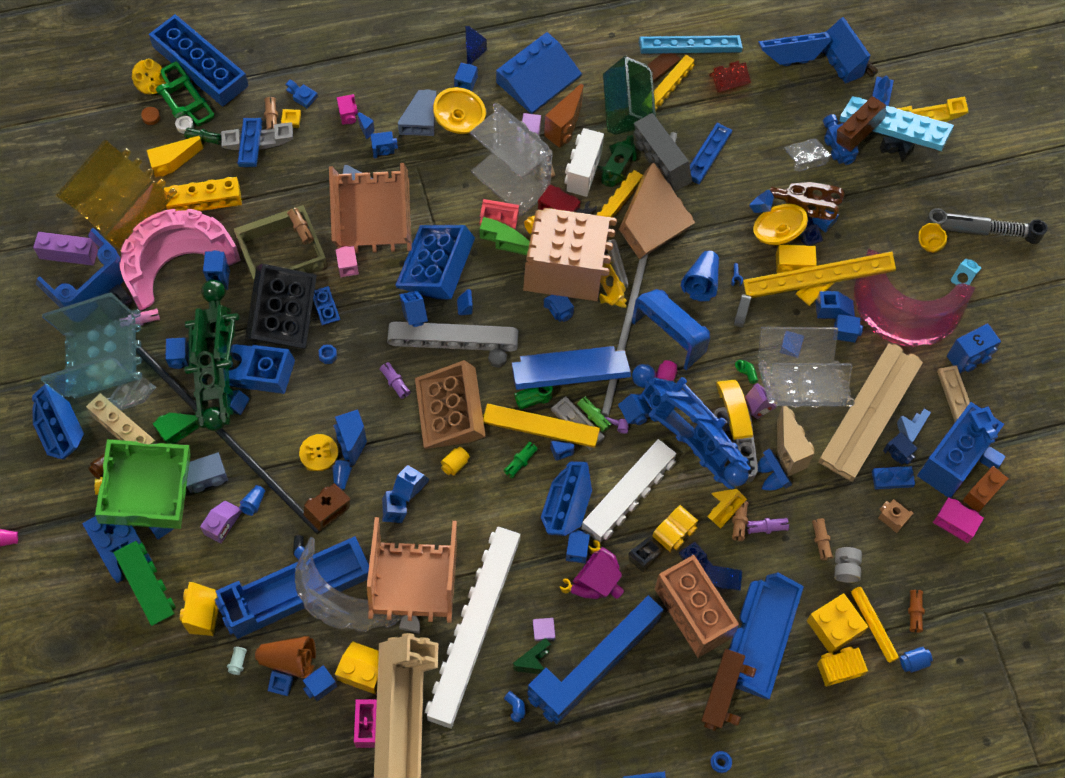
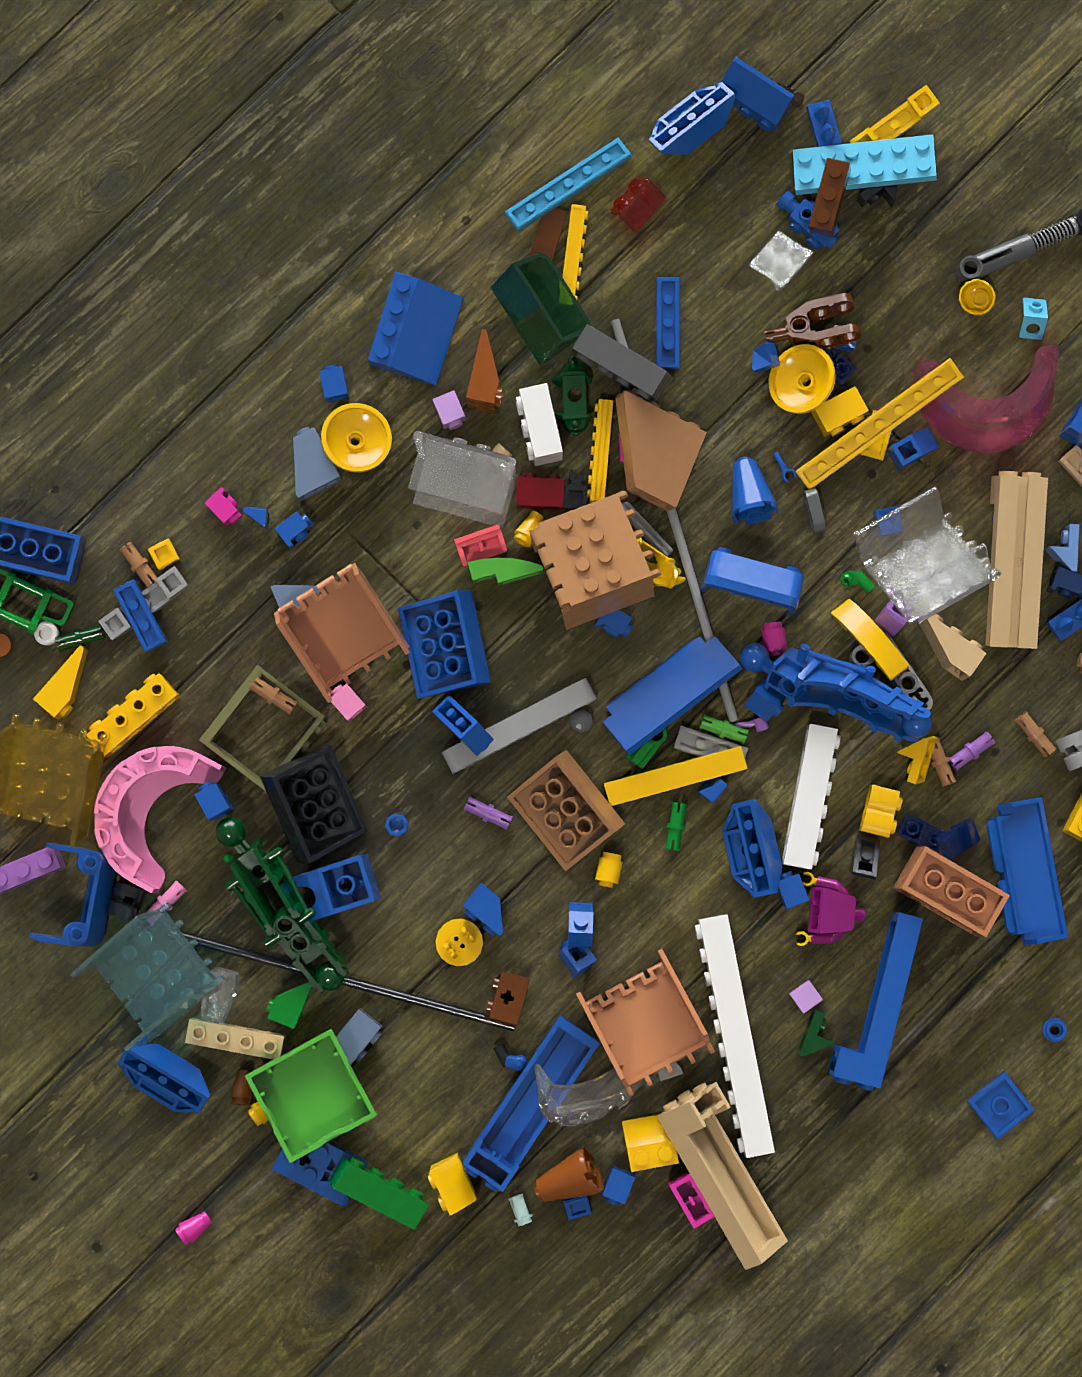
camera: 30 degrees left, 20 degrees up
(177, 352) = (234, 920): blue brick -> none
(220, 521) = (407, 1076): medium lavender slope -> none
(238, 402) = (337, 935): blue slope -> none
(252, 501) = (425, 1036): blue cone -> none
(301, 95) = (158, 514): blue plate -> none
(325, 306) = (358, 769): blue slope -> none
(341, 473) = (499, 954): blue cone -> none
(464, 303) = (507, 677): blue slope -> none
(475, 44) = (316, 332): clear blue slope -> none
(518, 706) = (826, 1090): blue arm -> none
(722, 690) = (1020, 959): reddish brown brick -> none
(778, 478) = (955, 691): blue tile -> none
(848, 328) = (939, 467): blue brick -> none

